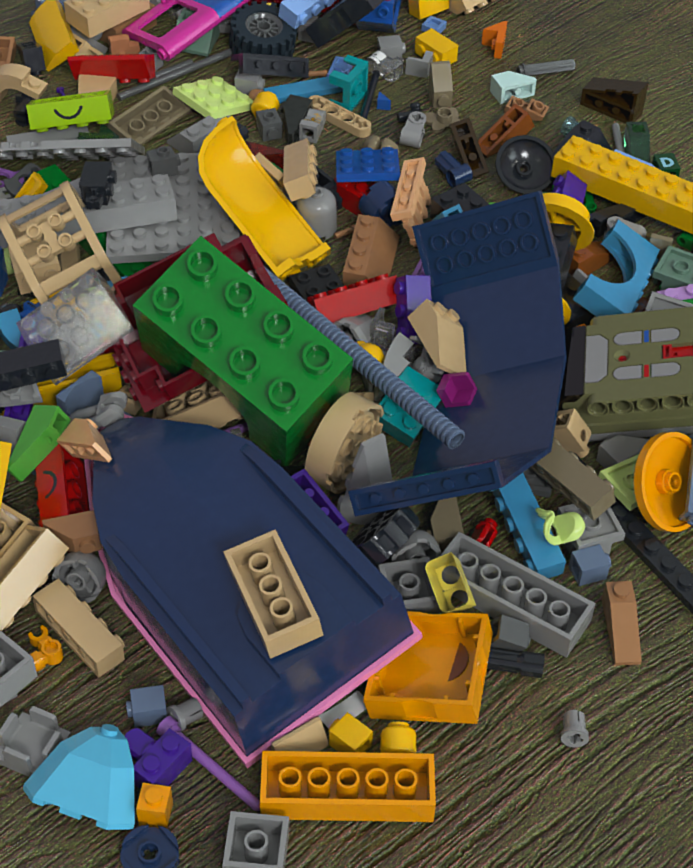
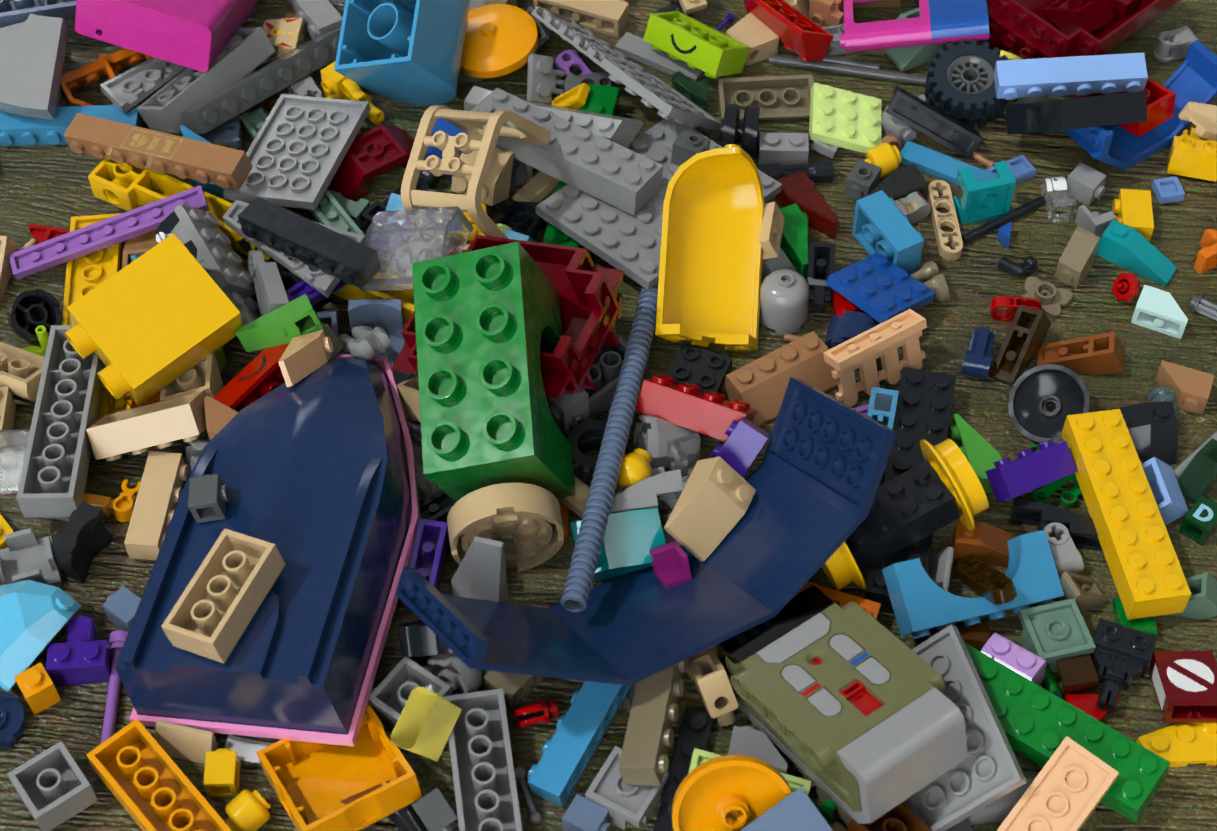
camera: 50 degrees right, 5 degrees up
(58, 690) = (81, 541): none -> black brick
(97, 183) = (578, 132): black hinge -> none
(162, 559) = (208, 498): none -> dark grey brick
(165, 132) = (741, 131): none -> black wheel
(300, 170) = (793, 246): tan brick -> none
(328, 135) = (885, 230): none -> dark azure brick
(413, 130) = (991, 285): light grey piece -> none
(438, 135) = (1012, 304): none -> red piece
(464, 66) = (1134, 252): none -> teal slope
(479, 85) = (1126, 287): none -> red piece
(535, 108) = (1144, 346): medium nougat slope -> none
(568, 526) = (596, 768): yellowish green piece -> none
(576, 107) = (1190, 385): none -> medium nougat slope
(640, 262) = (985, 579): none -> dark brown beam

